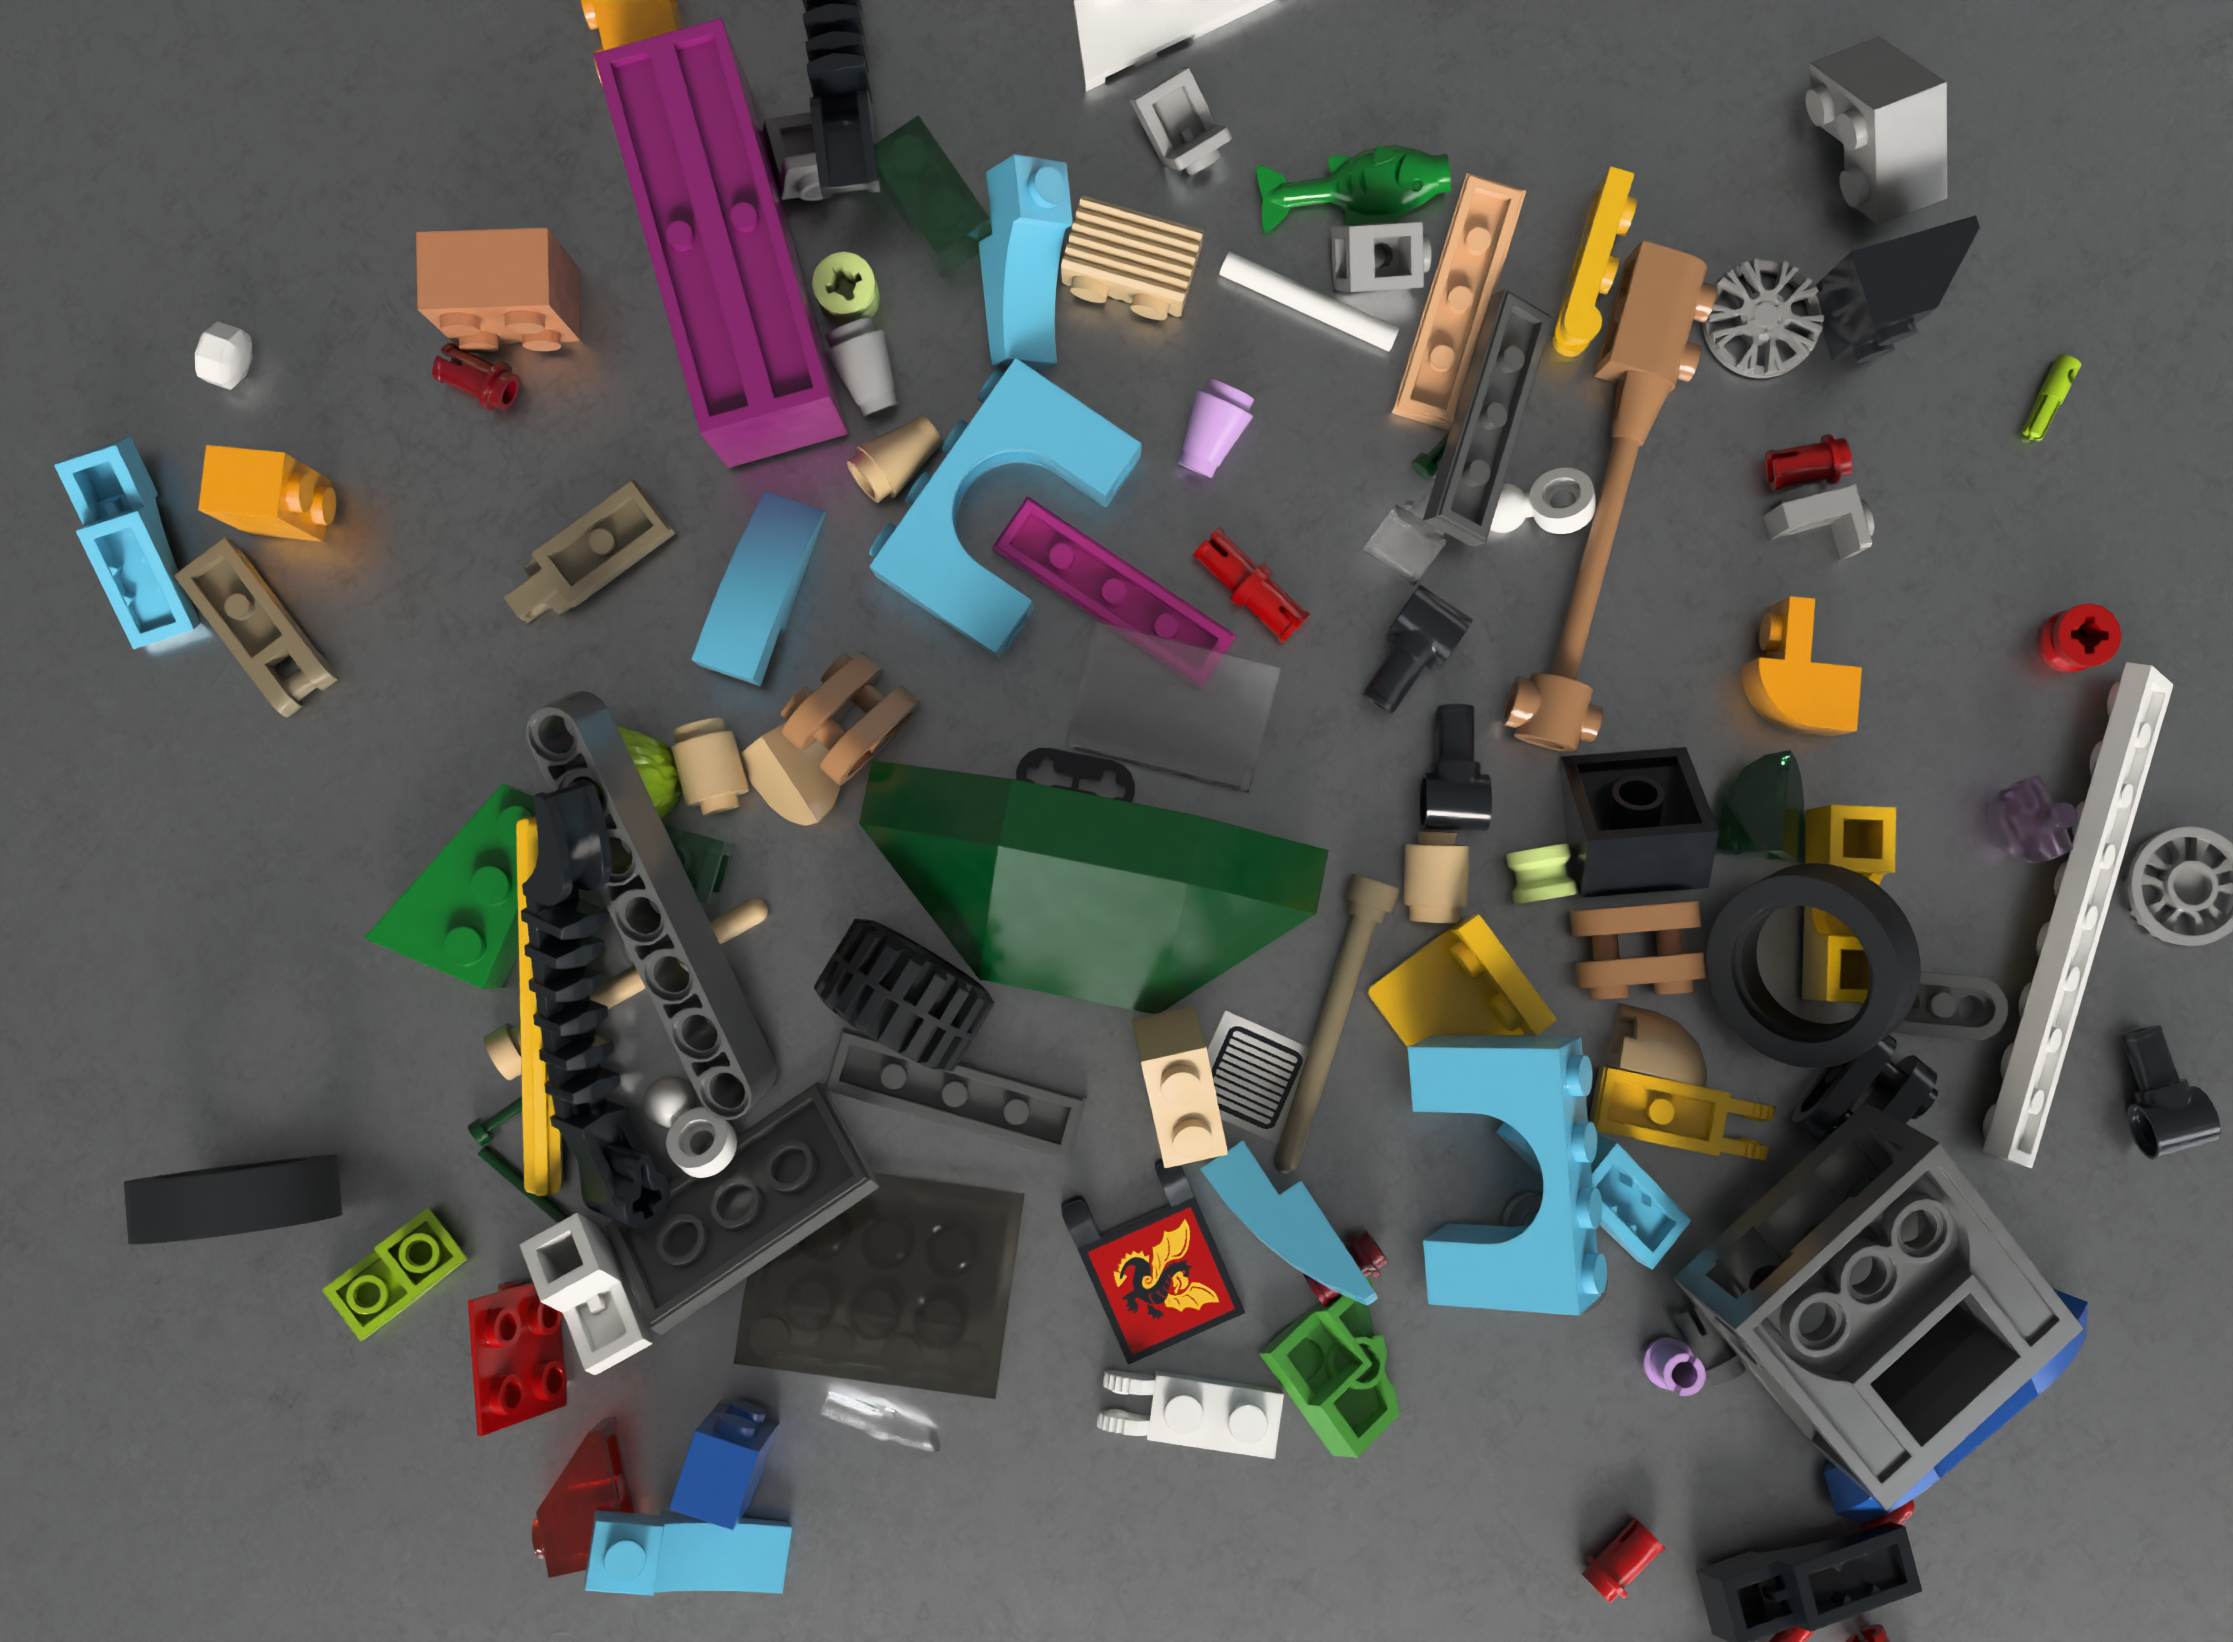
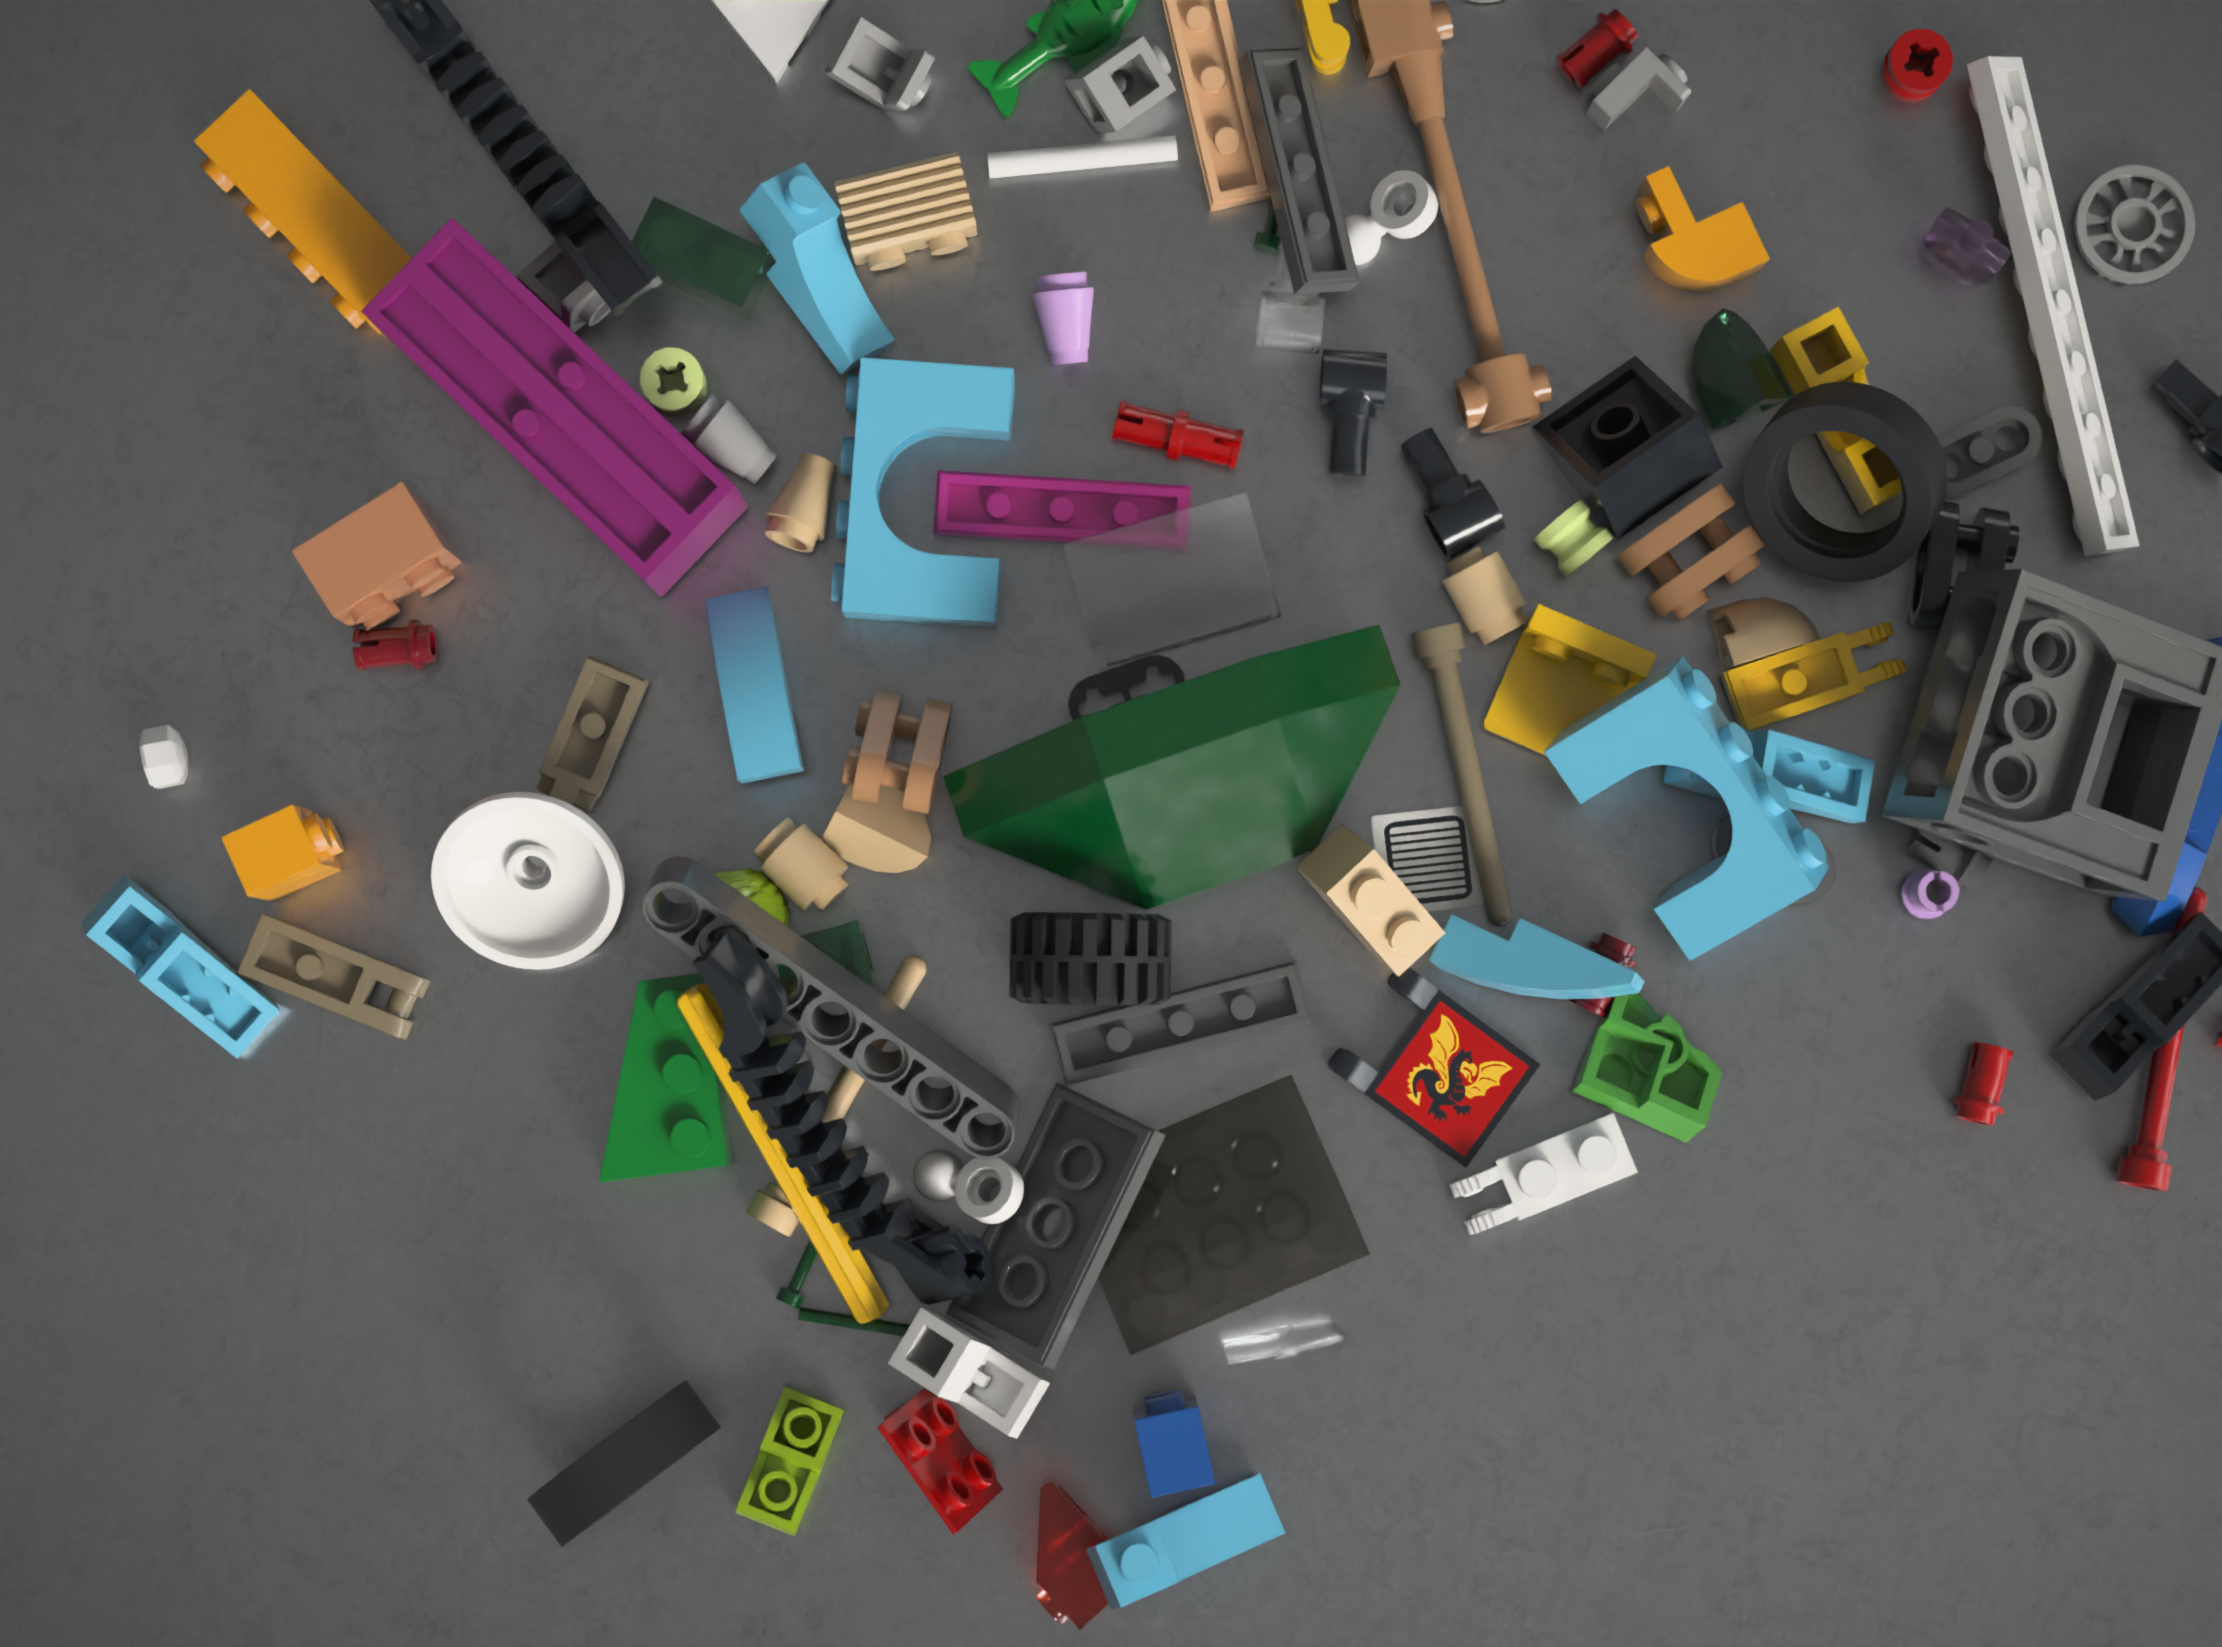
camera: 30 degrees left, 0 degrees up
(438, 646) = (522, 910): none -> white dish

